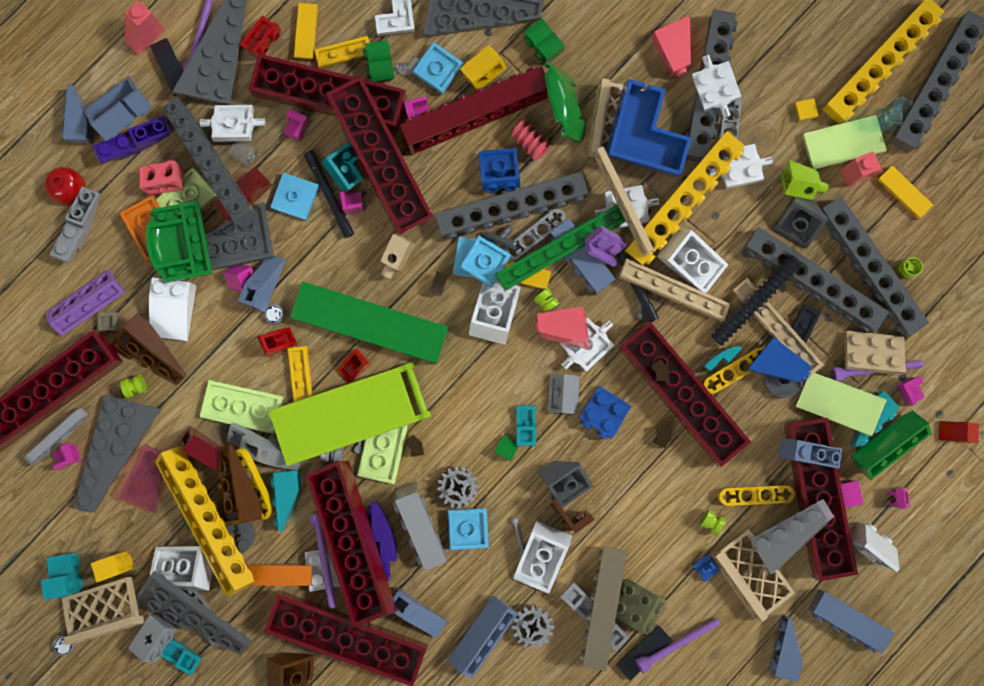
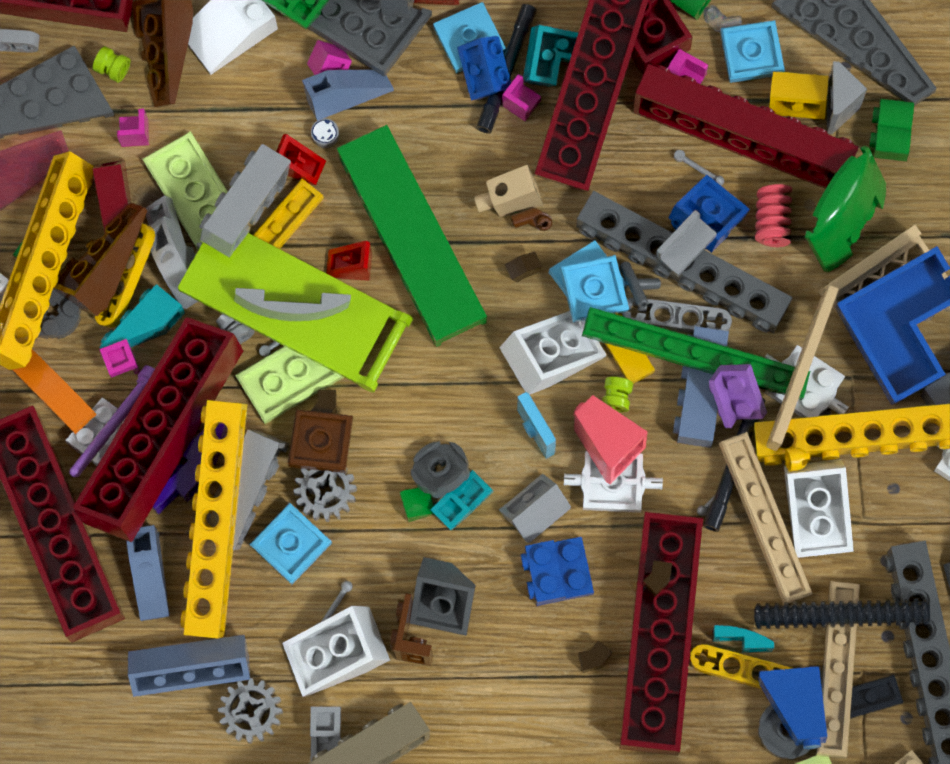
camera: 45 degrees right, 10 degrees down
(179, 407) = (134, 130): none -> dark pink panel
(274, 390) = (246, 200): none -> light grey wedge
(294, 526) = (119, 358): none -> dark pink panel
(319, 204) = (484, 67): none -> blue bracket
(332, 434) = (290, 311): none -> light grey slope
(419, 254) = (532, 217): none -> reddish brown arm
(432, 467) = (320, 441): none -> reddish brown tile
(455, 154) = (680, 156): none -> light grey hinge
(463, 613) = (214, 622): none -> yellow brick
(495, 413) = (444, 481): none -> dark grey plate
(505, 47) = (843, 96): none -> light grey slope
(508, 196) = (685, 244): none -> light grey panel
(526, 356) = (535, 425): none -> medium azure plate
(663, 249) = (795, 459): none -> yellow hinge

